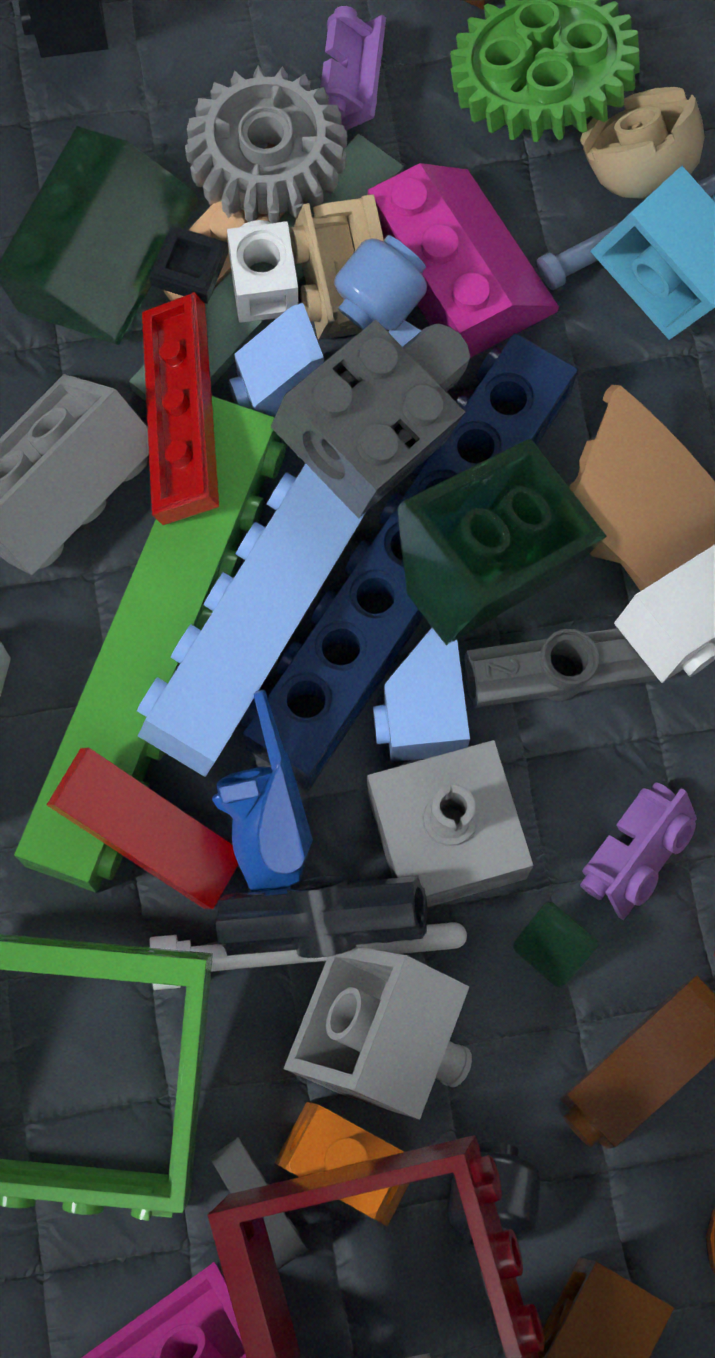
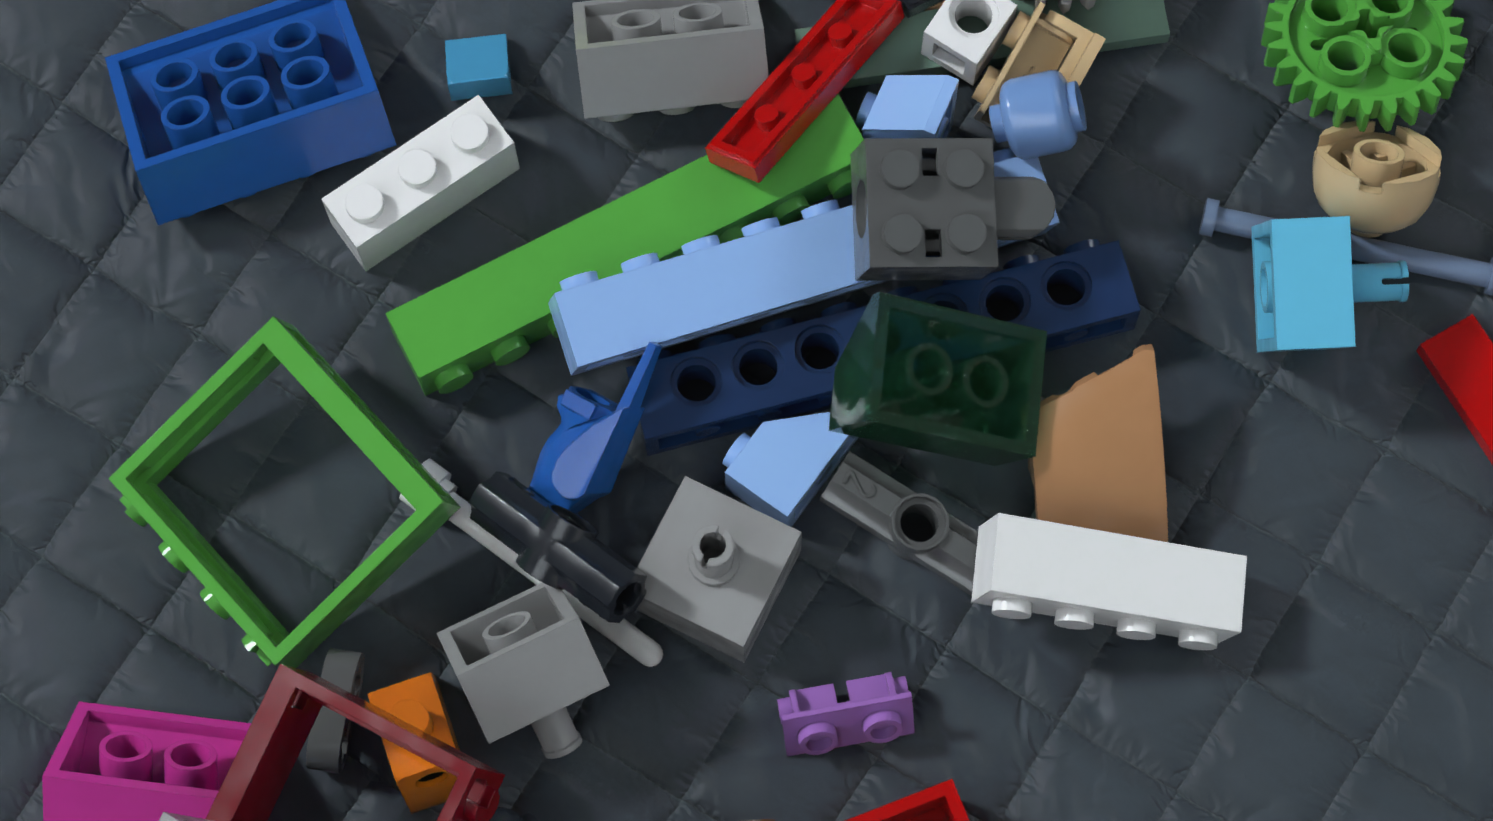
camera: 45 degrees right, 0 degrees up
(144, 828) = (493, 374): red tile -> none
(472, 262) = (1145, 145): dark pink slope -> none
(554, 944) = (714, 725): clear green slope -> none

